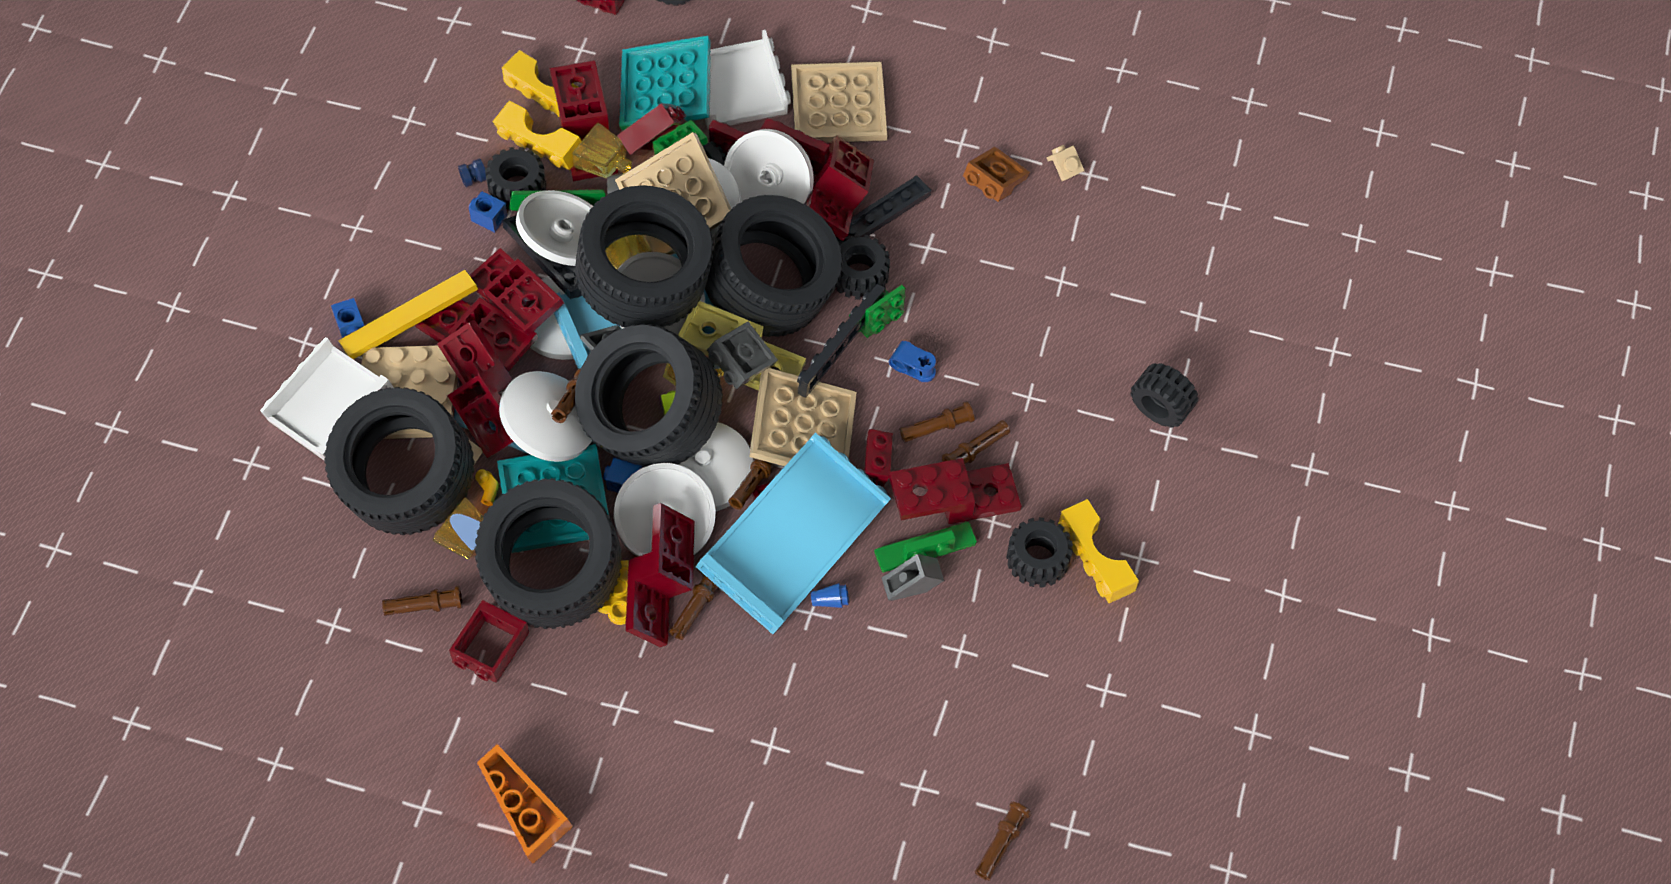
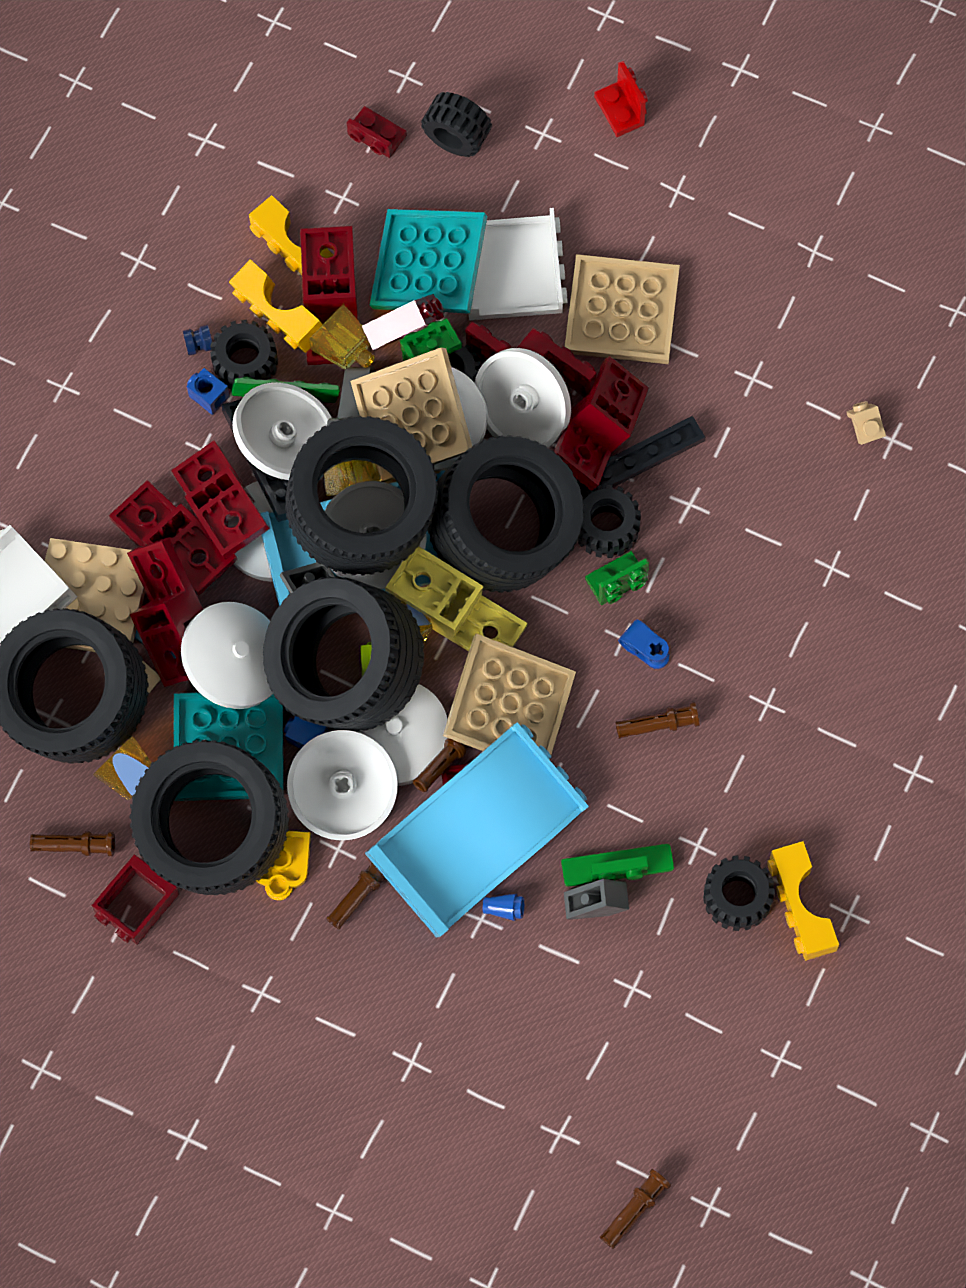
camera: 15 degrees right, 10 degrees up
(344, 312) = (39, 490): blue brick -> none
(408, 315) = (103, 506): yellow tile -> none
(489, 485) = (162, 719): yellow arm -> none
(529, 811) = (147, 1093): orange wedge -> none
(567, 402) = (255, 646): reddish brown pin -> none
(660, 575) = (325, 857): dark red bracket -> none
(741, 355) = (452, 620): dark grey plate -> none
(835, 346) = (559, 619): black plate -> none
(878, 456) = (584, 754): dark red bracket -> none
(954, 491) = (660, 808): dark red bracket -> none
(966, 451) = (682, 760): reddish brown pin -> none
(995, 174) = (782, 426): dark orange plate -> none
(1164, 395) = (913, 732): black tyre -> none

